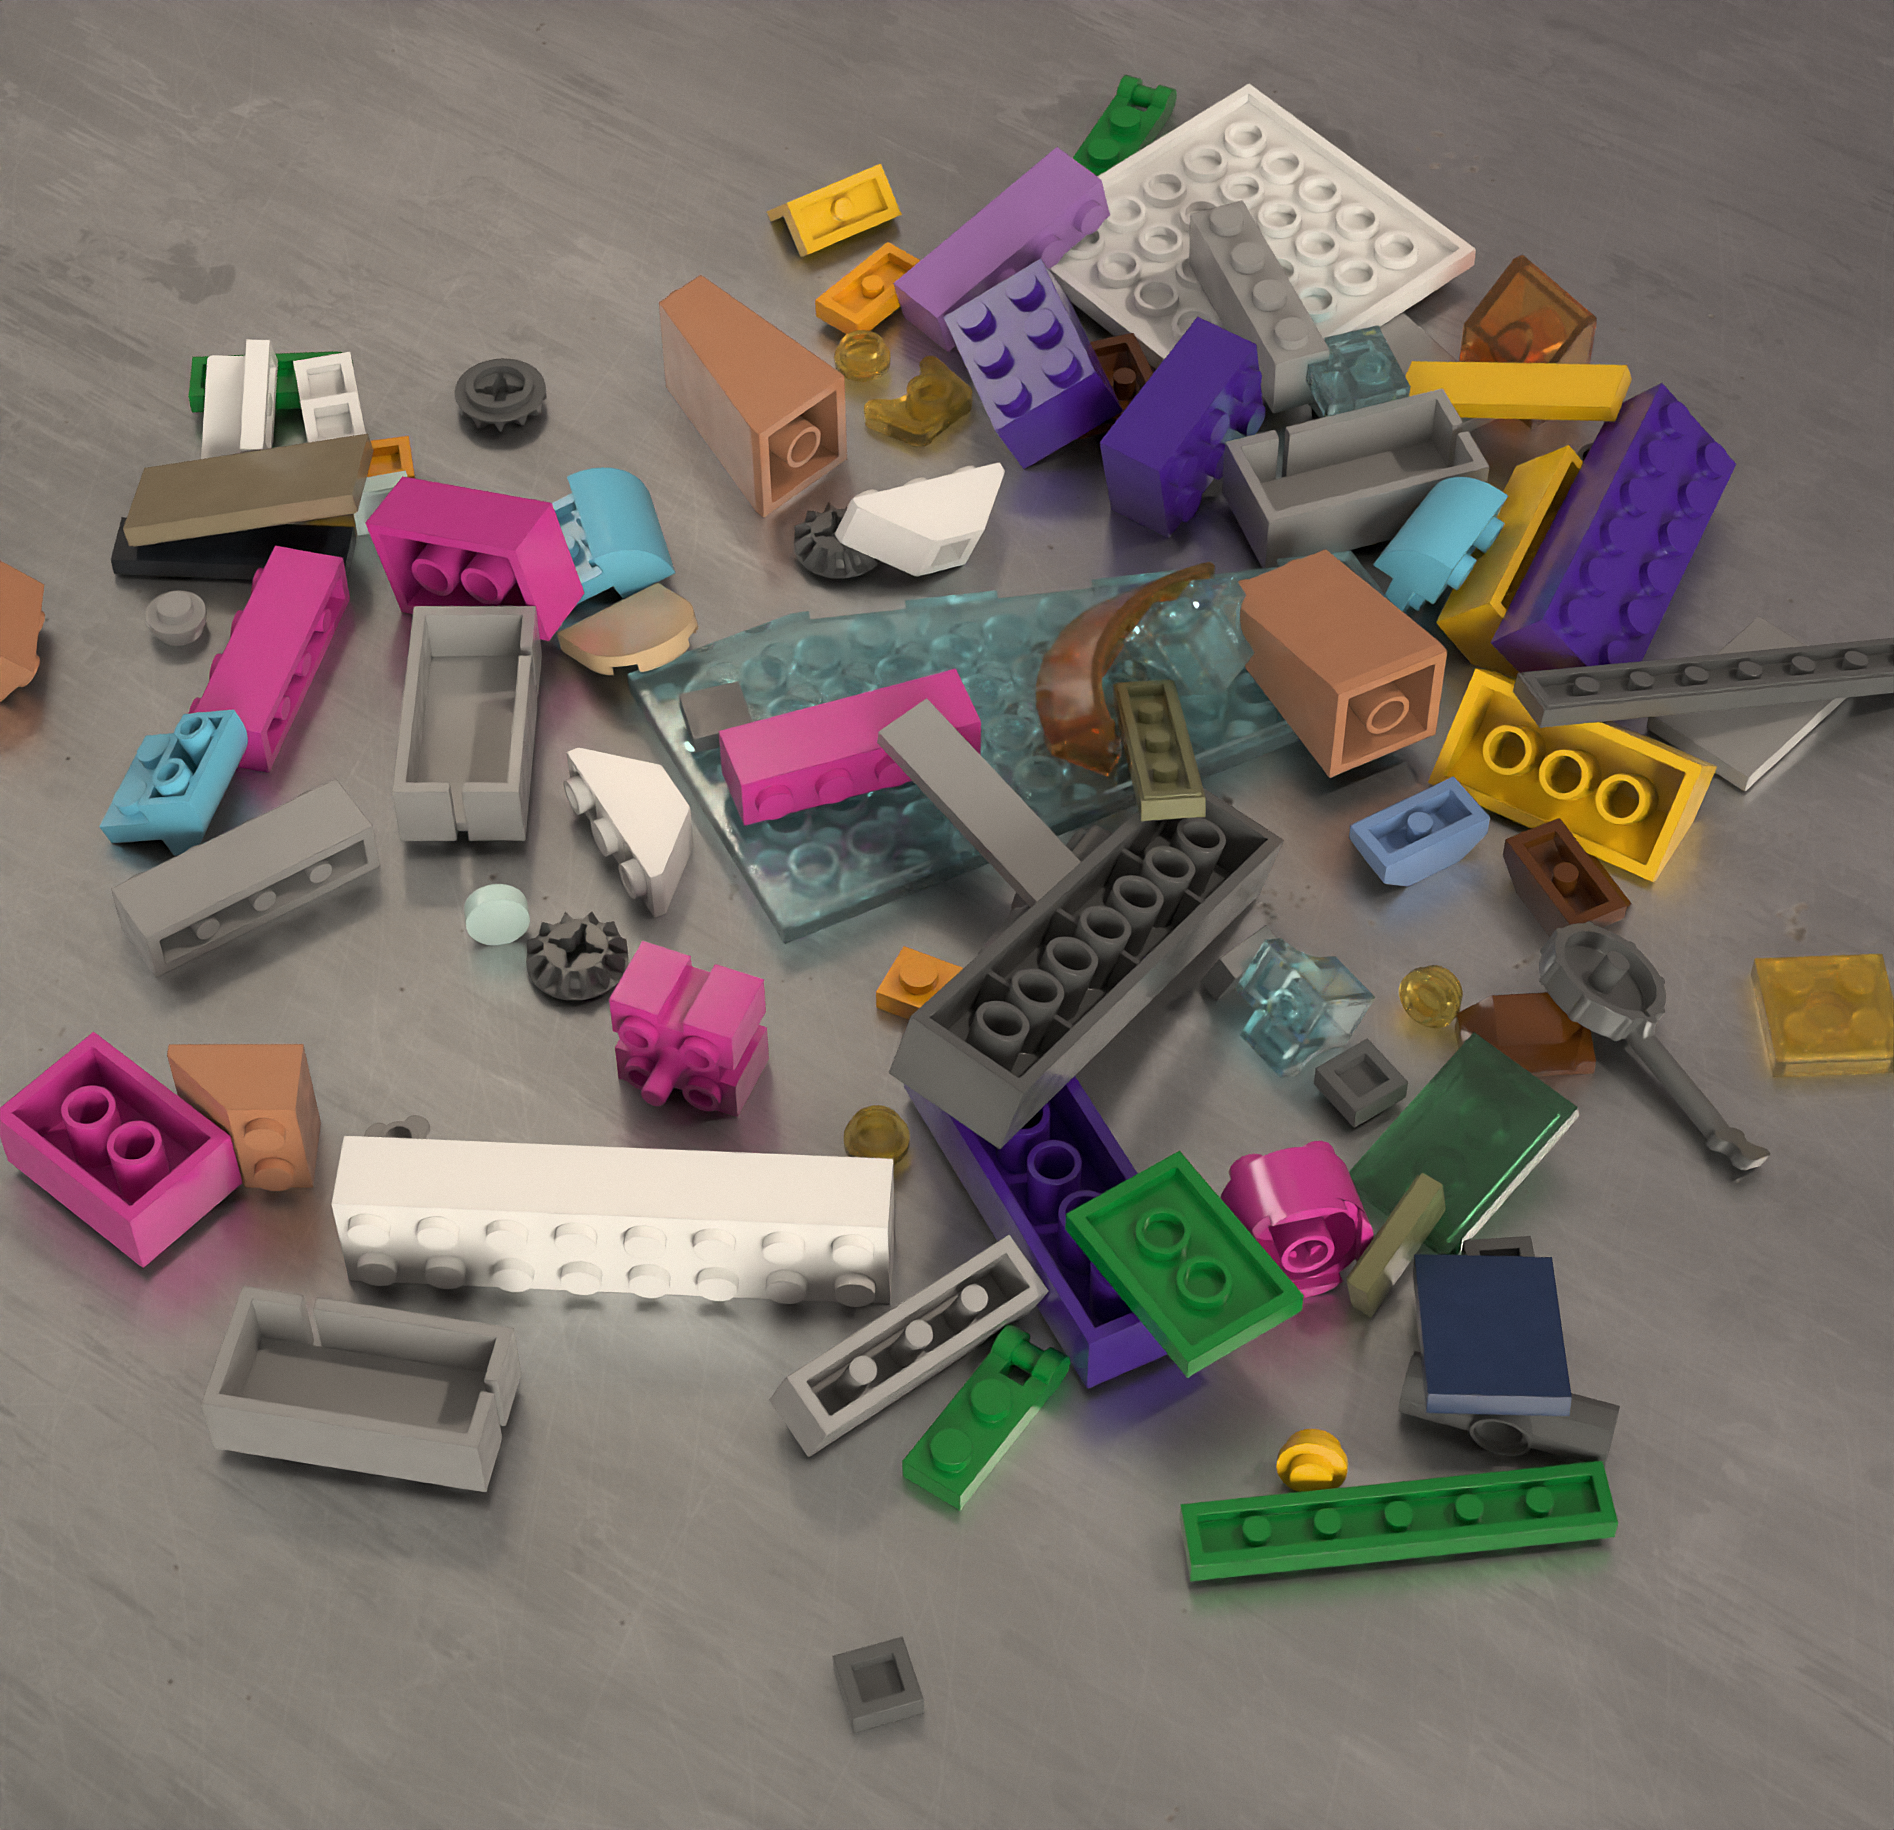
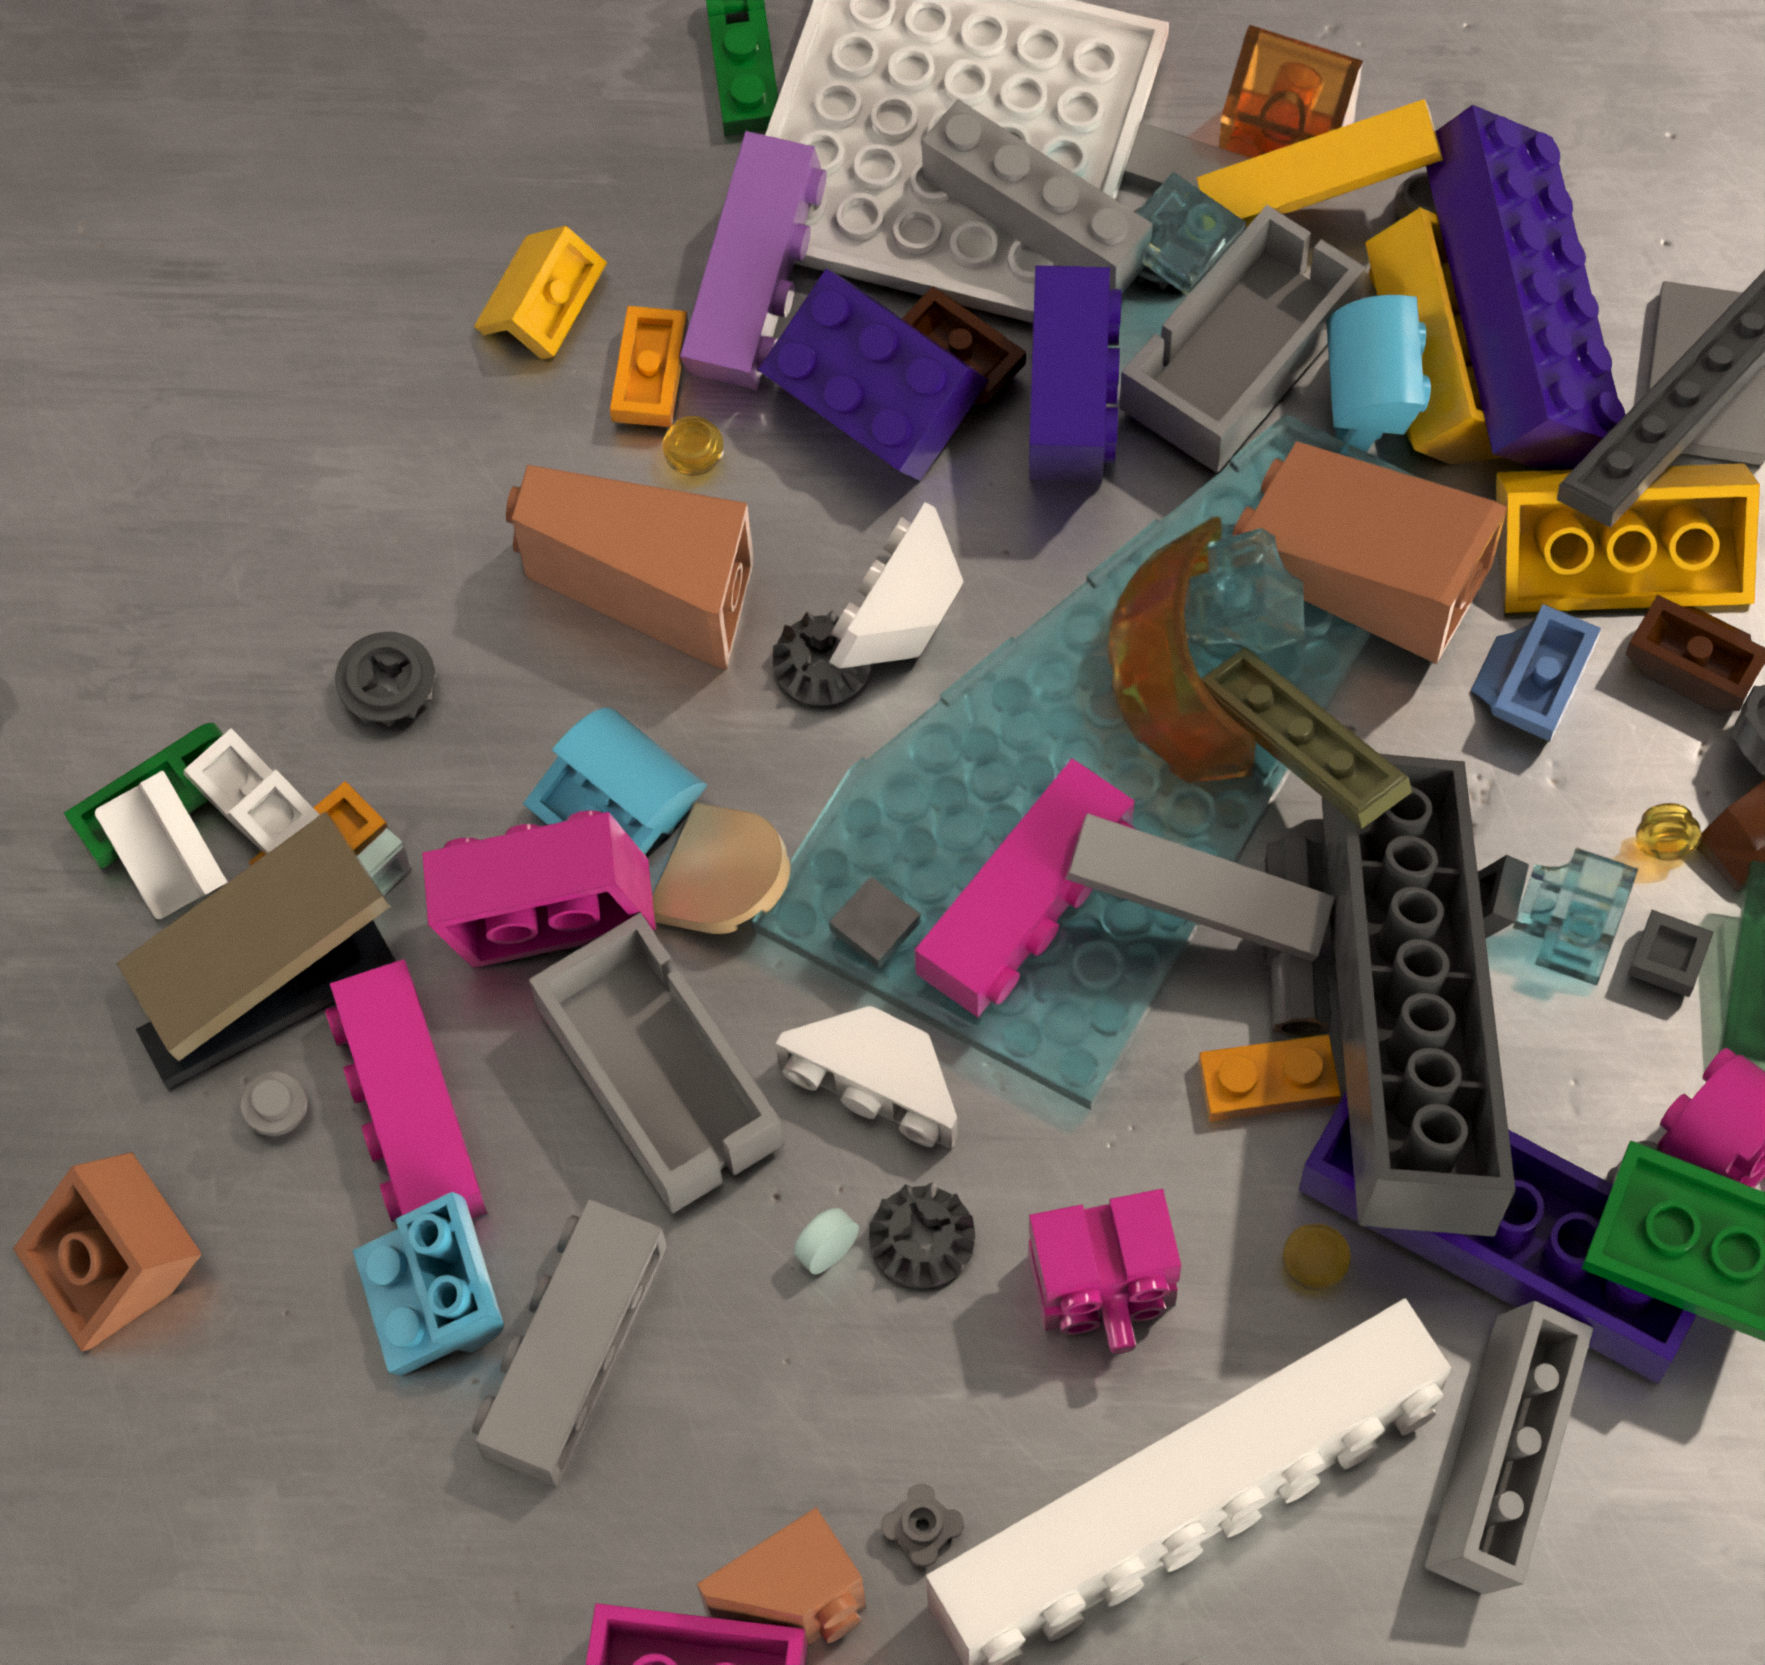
camera: 30 degrees left, 15 degrees up
(927, 409) = (790, 464): clear yellow piece -> none
(984, 1418) = (1601, 1471): green plate -> none

